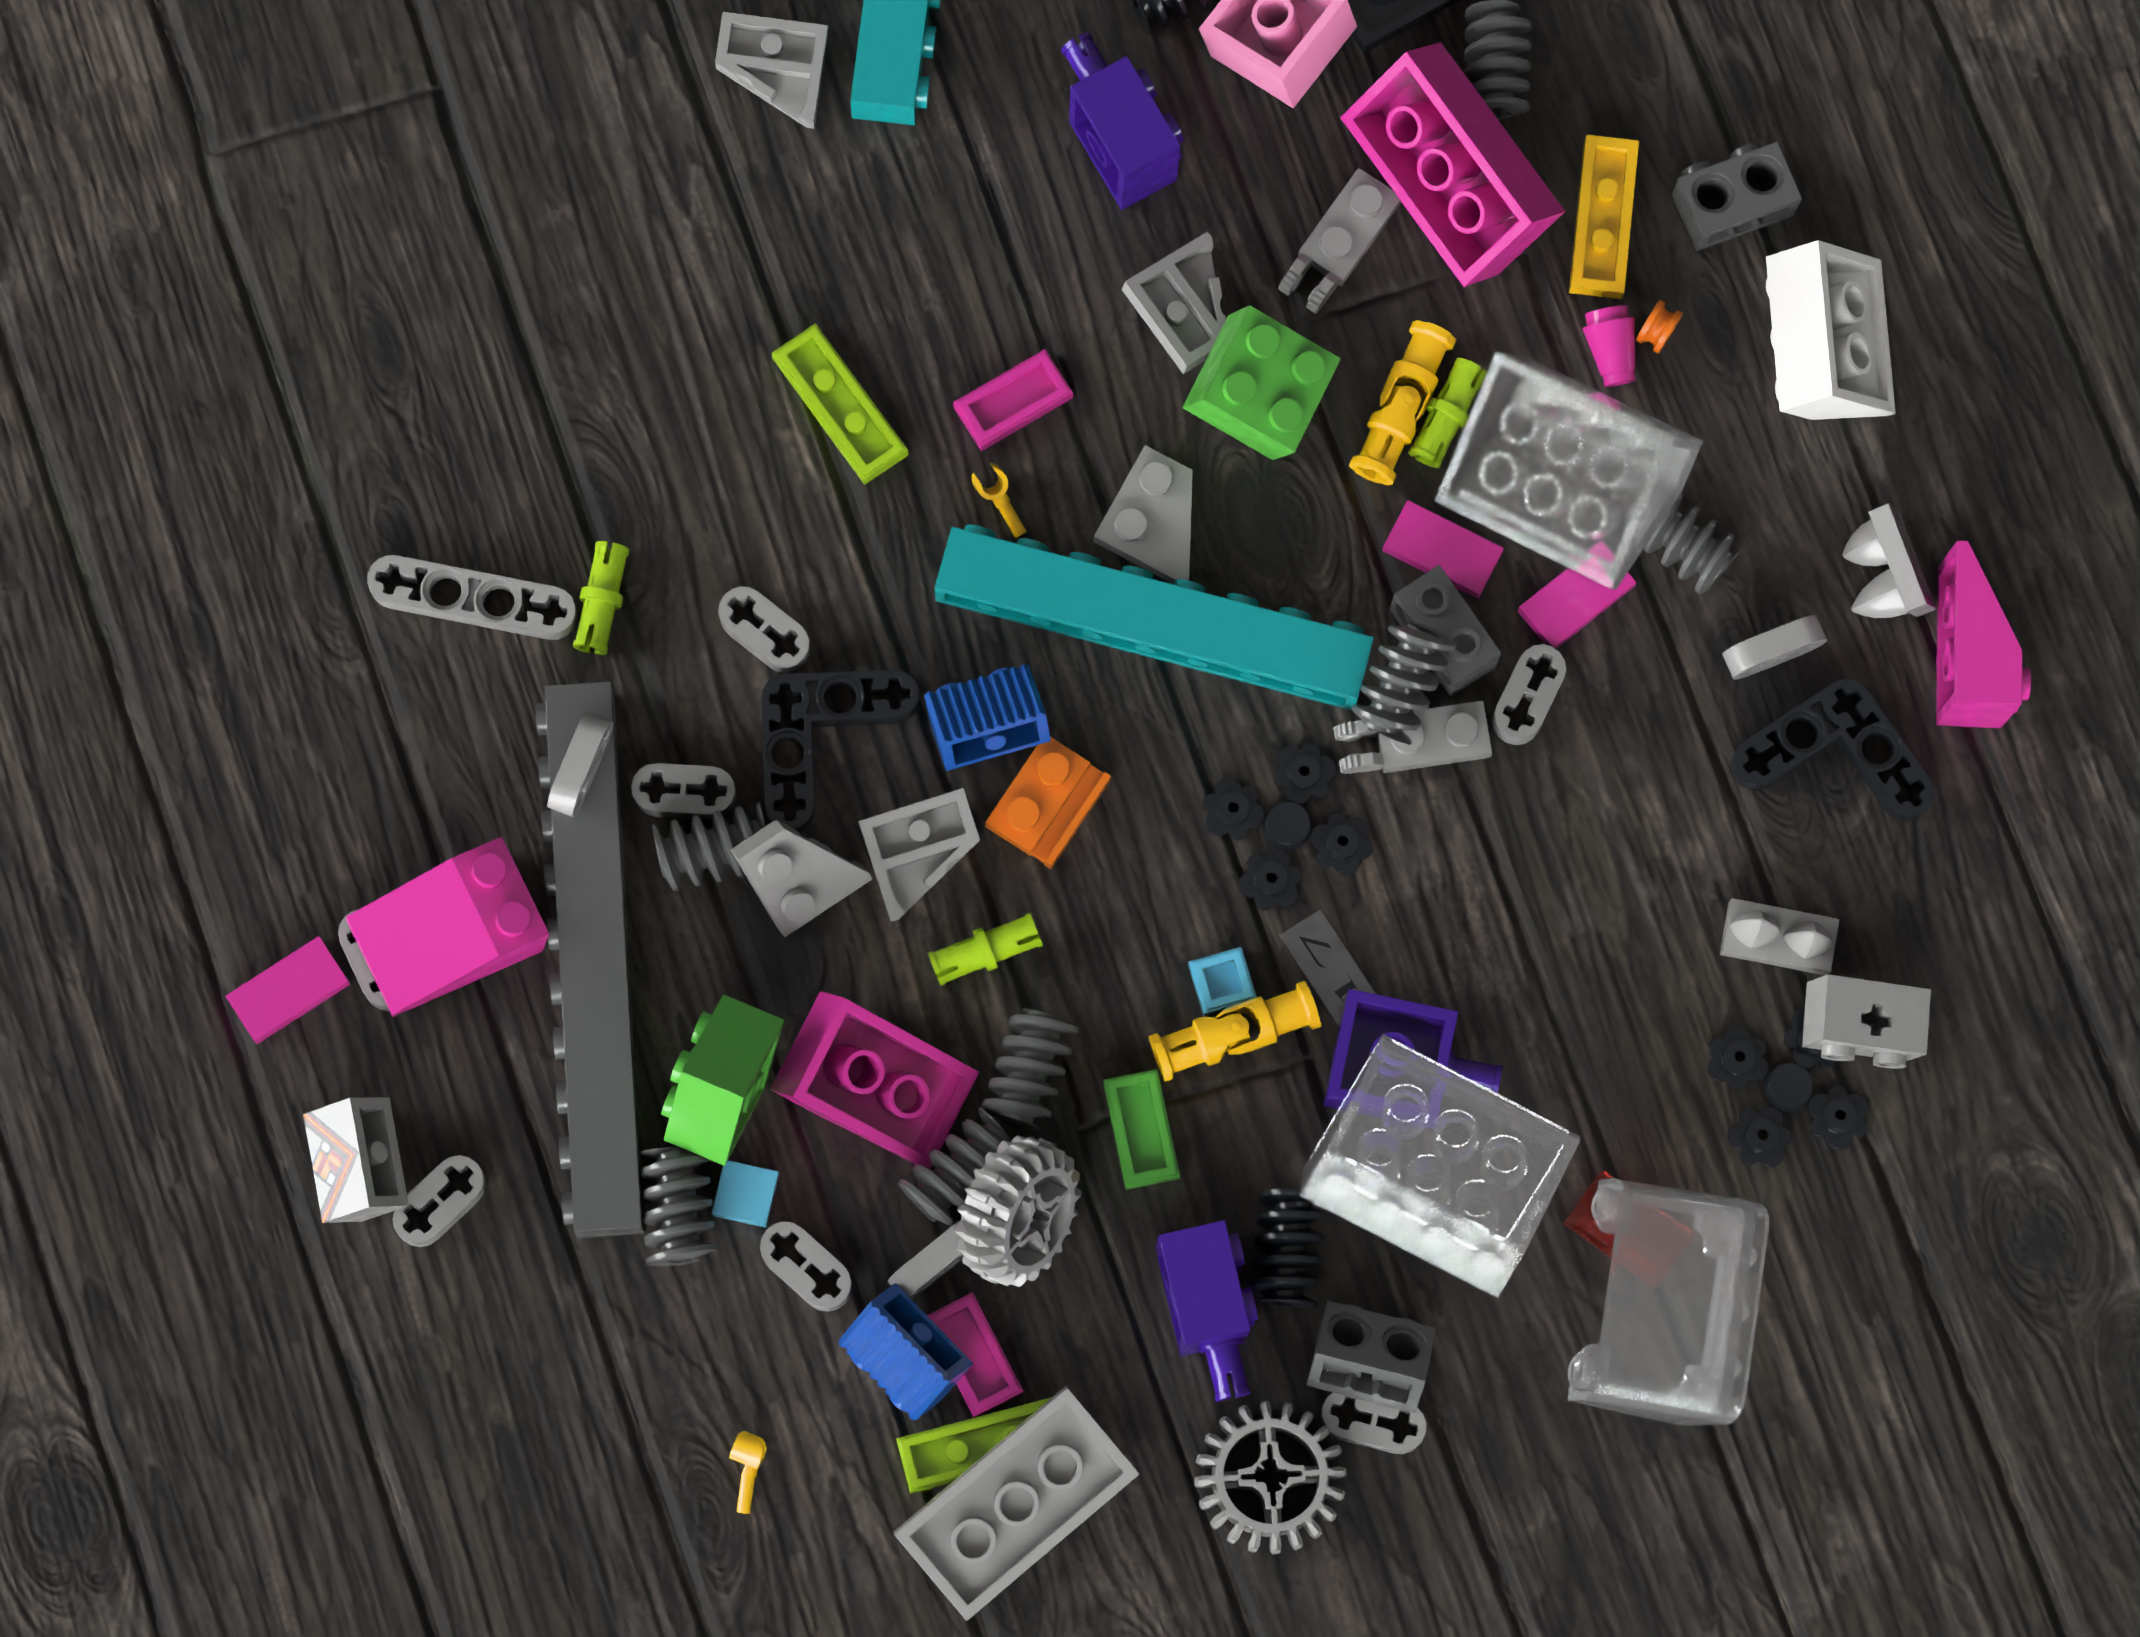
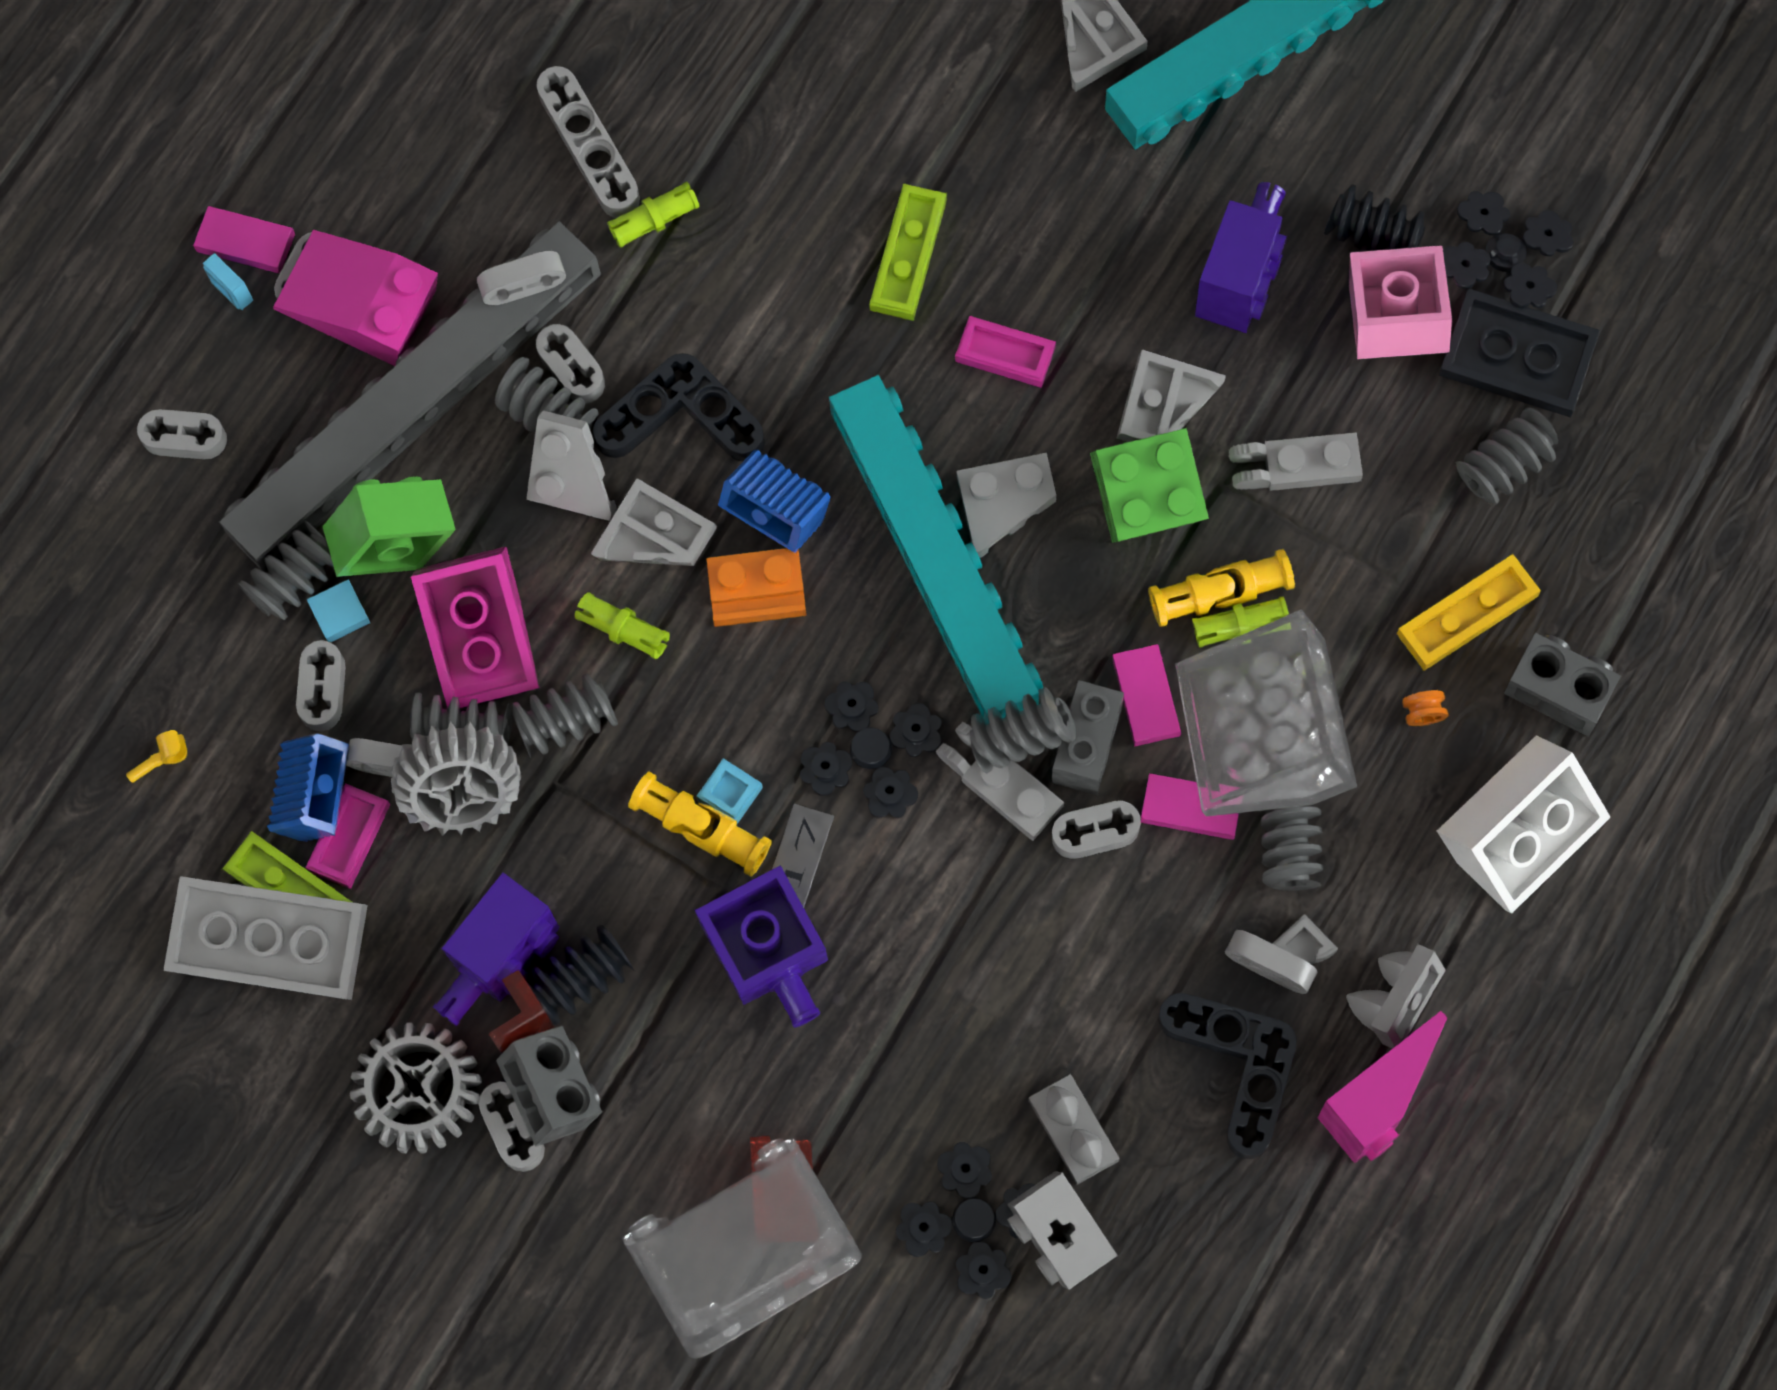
camera: 60 degrees right, 5 degrees down
(323, 1038) = (227, 282): none -> medium azure tile
(355, 1159) = (162, 360): light grey brick -> none
(772, 620) = (708, 326): light grey beam -> none
(1001, 500) = (931, 395): yellow hand -> none
(1141, 1129) = (586, 820): bright green tile -> none
(1290, 1315) = (527, 1023): none -> clear red panel
(1438, 1165) = (707, 1019): clear slope -> none
(1452, 164) = (1407, 481): dark pink brick -> none
(1612, 343) = (1385, 688): dark pink cone -> none
(1777, 604) = (1306, 941): none -> light grey tile

